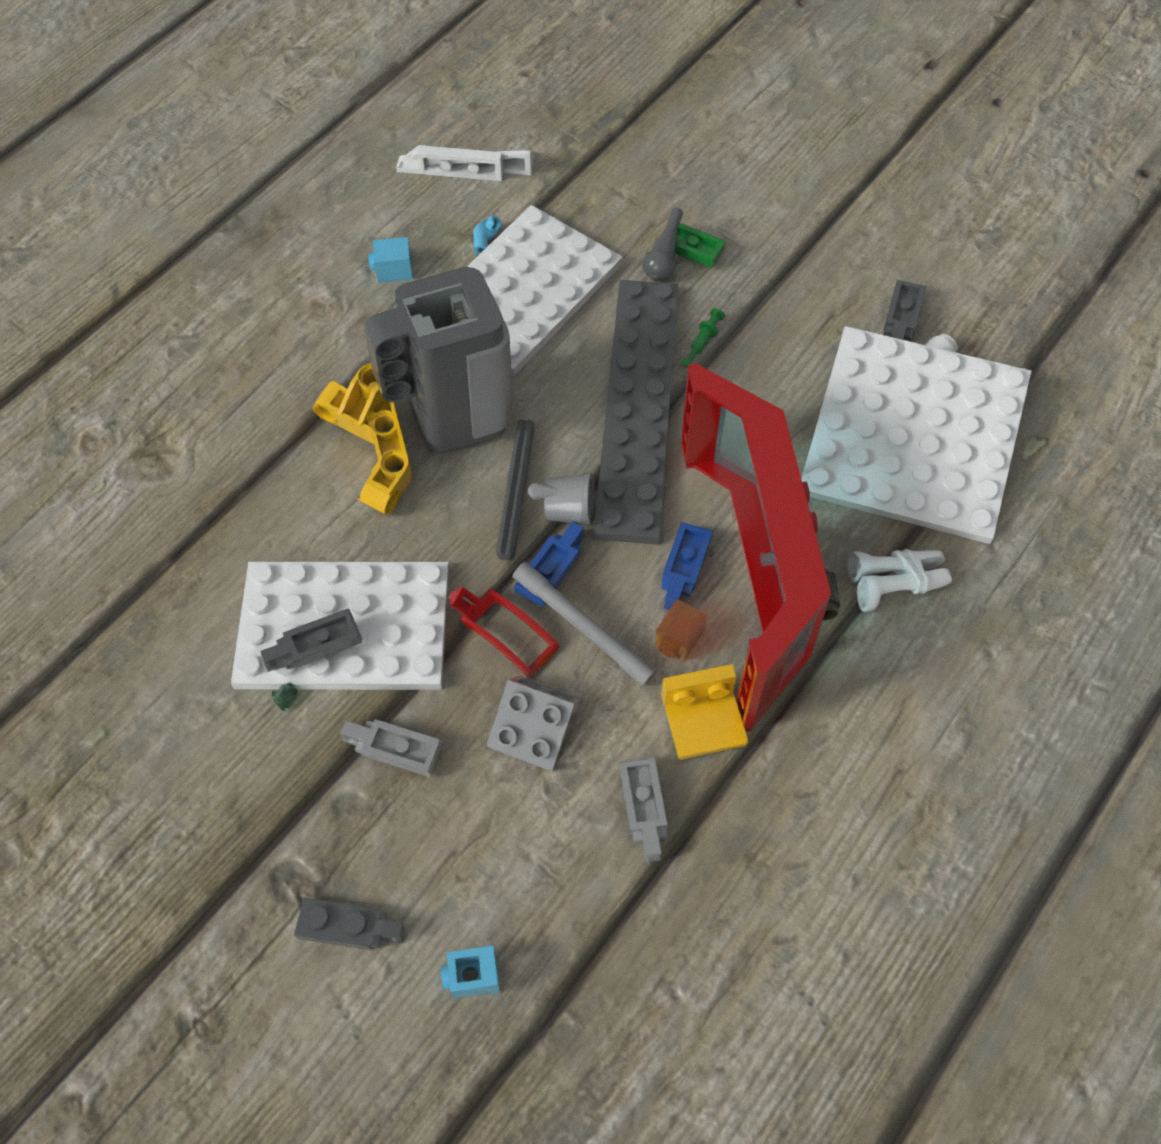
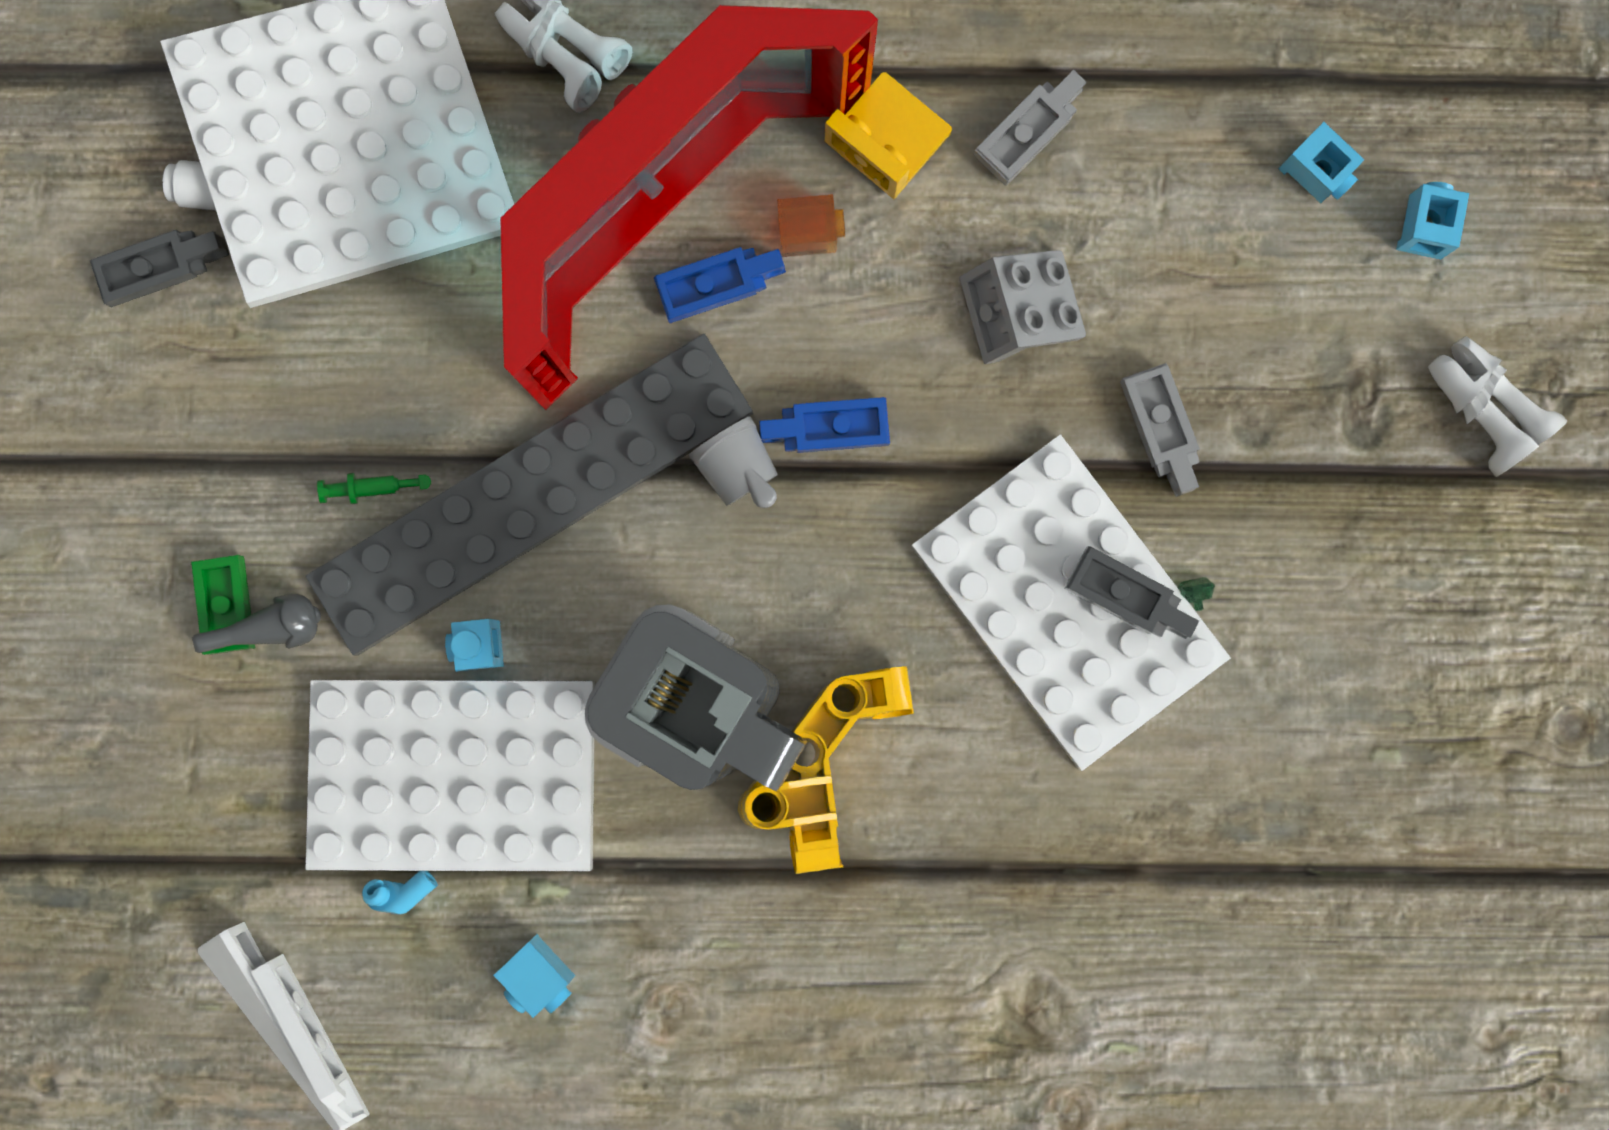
camera: 130 degrees left, 25 degrees up
(244, 971) = (1470, 386): none -> white piece
(346, 925) = (1366, 325): dark grey hinge -> none
(369, 1007) = (1447, 211): none -> medium azure brick
(473, 612) = (943, 467): red sword -> none
(515, 490) = (758, 546): dark grey axle -> none
(579, 320) = (475, 645): none -> medium azure brick
(627, 659) = (875, 405): light grey piece -> none

